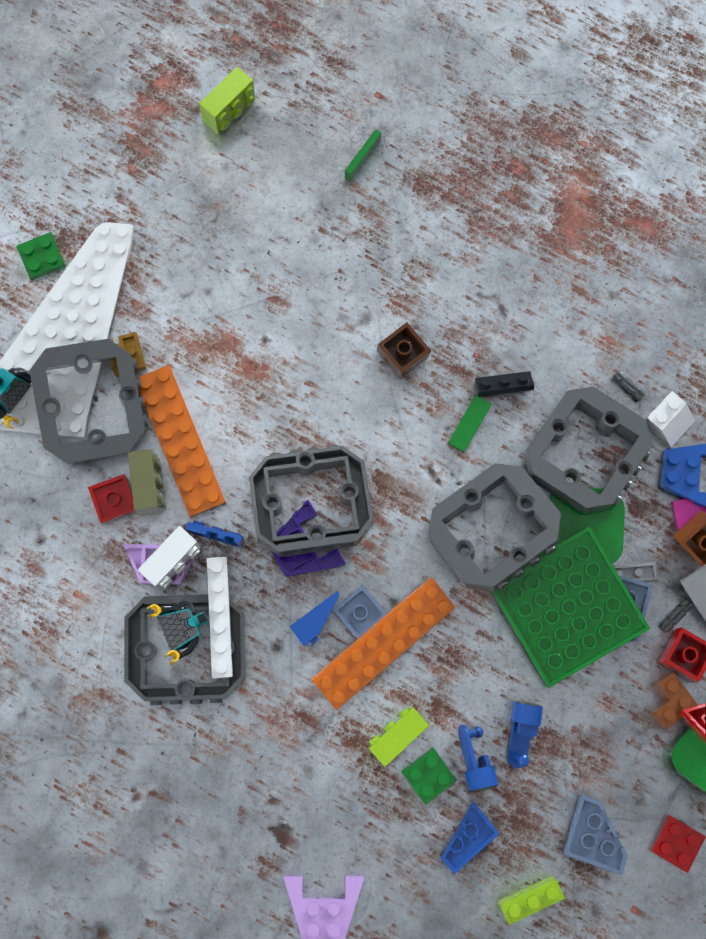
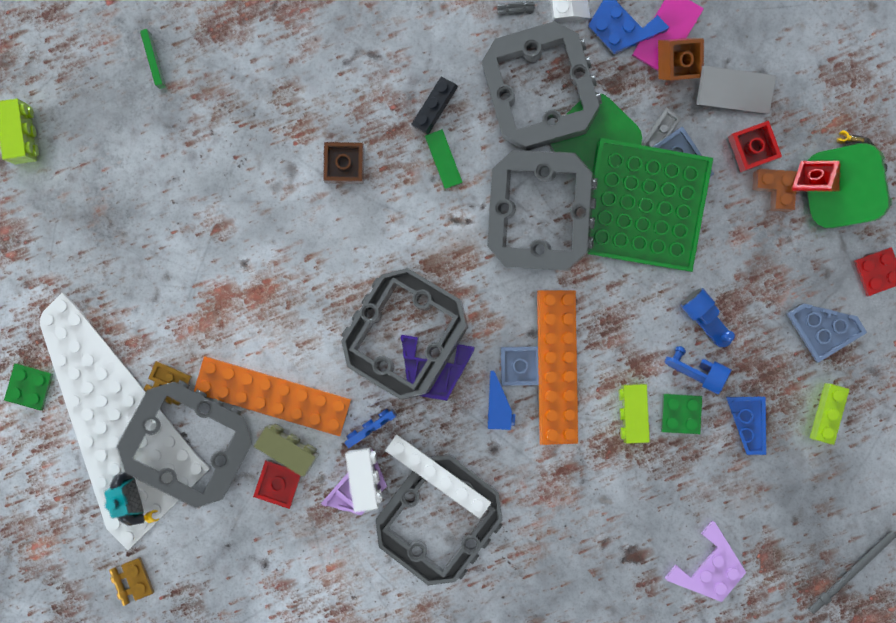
camera: 40 degrees left, 10 degrees up
(179, 628) = (423, 514): torso -> none
(676, 616) = (719, 127): dark grey axle -> none

